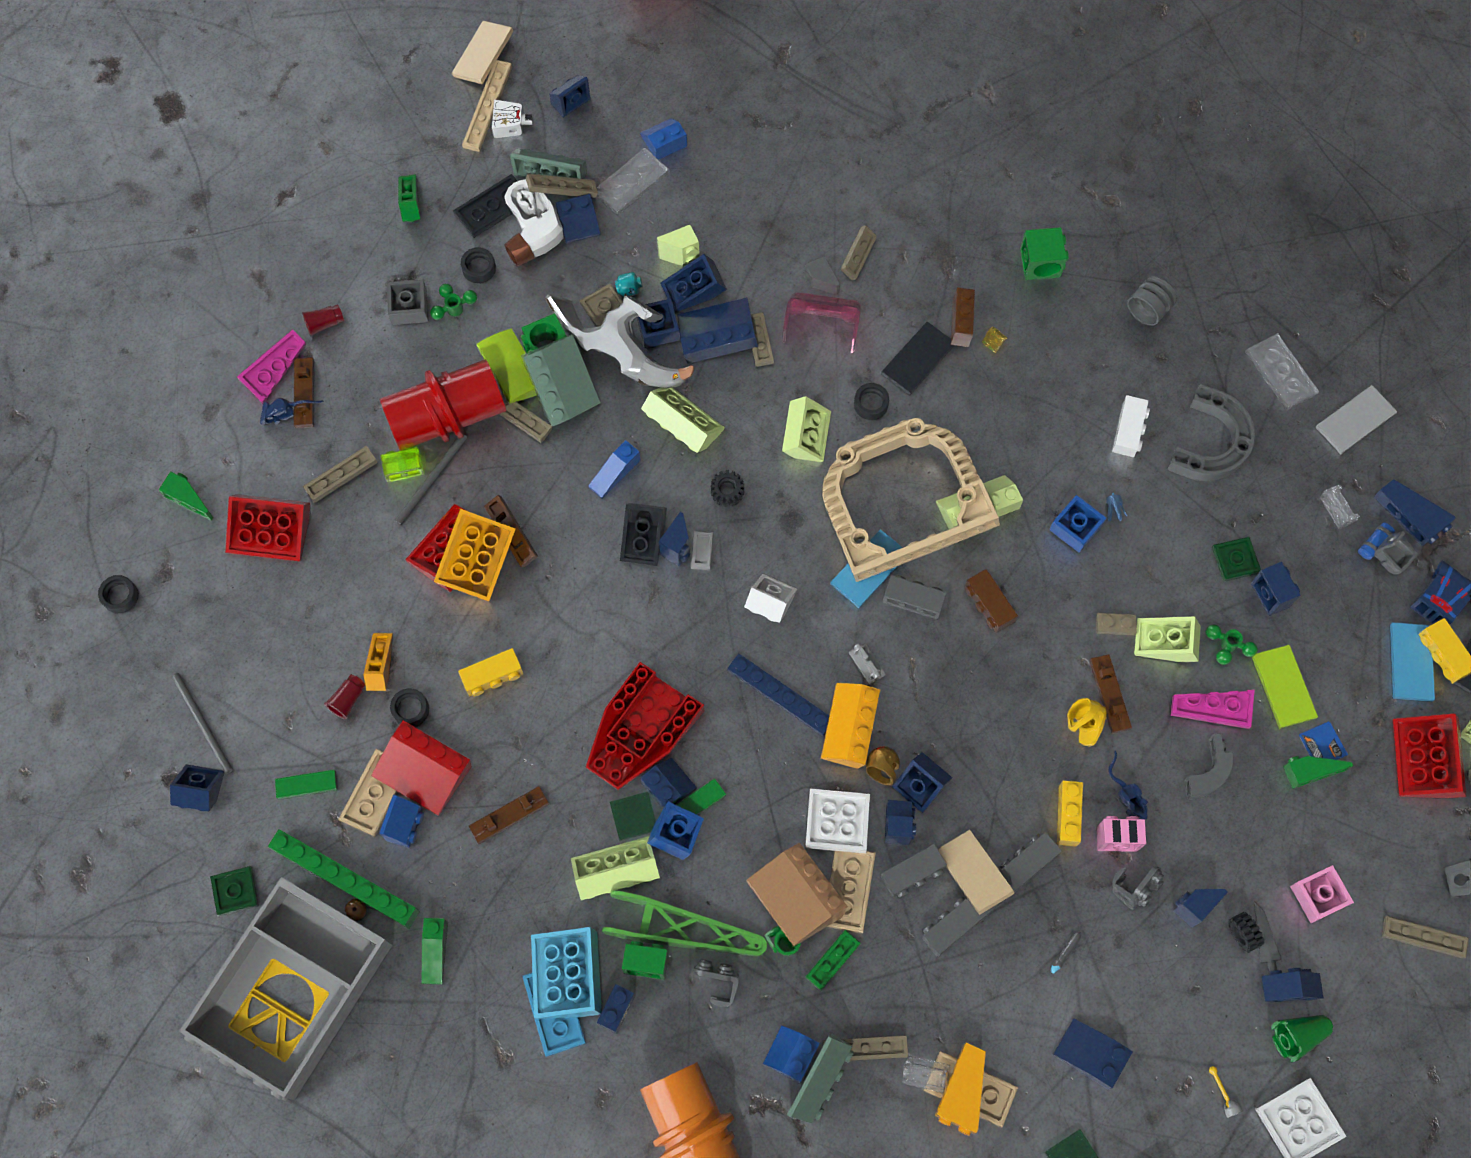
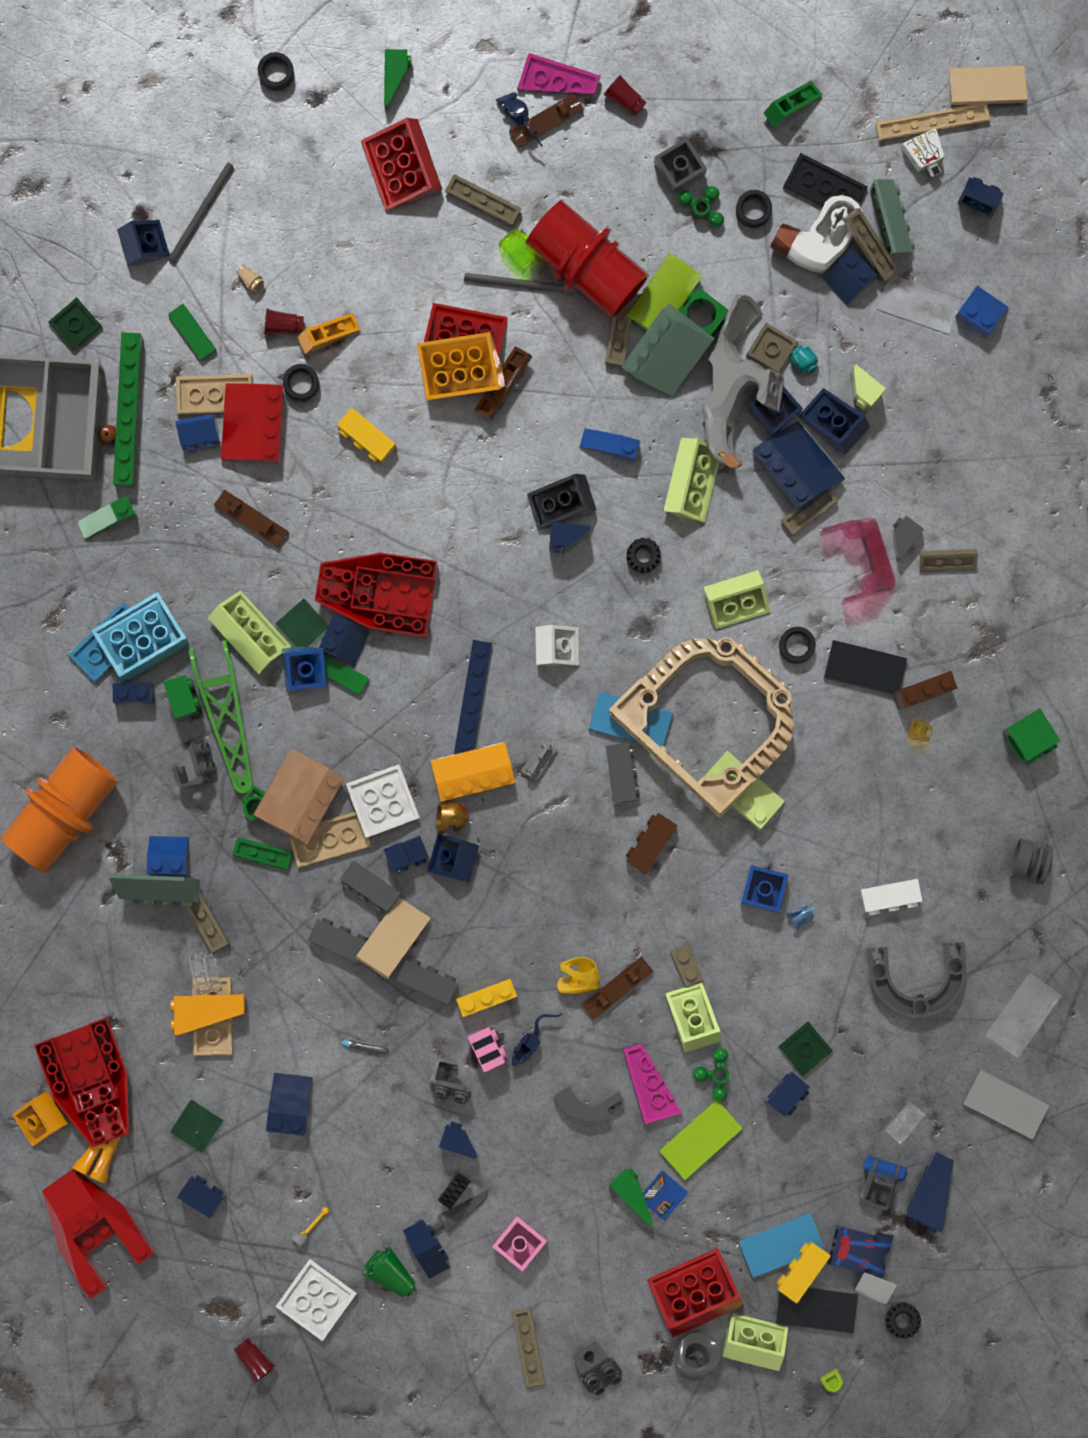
camera: 60 degrees right, 15 degrees up
(289, 706) = (250, 278): none -> tan cone
(702, 550) = (573, 562): light grey tile -> none

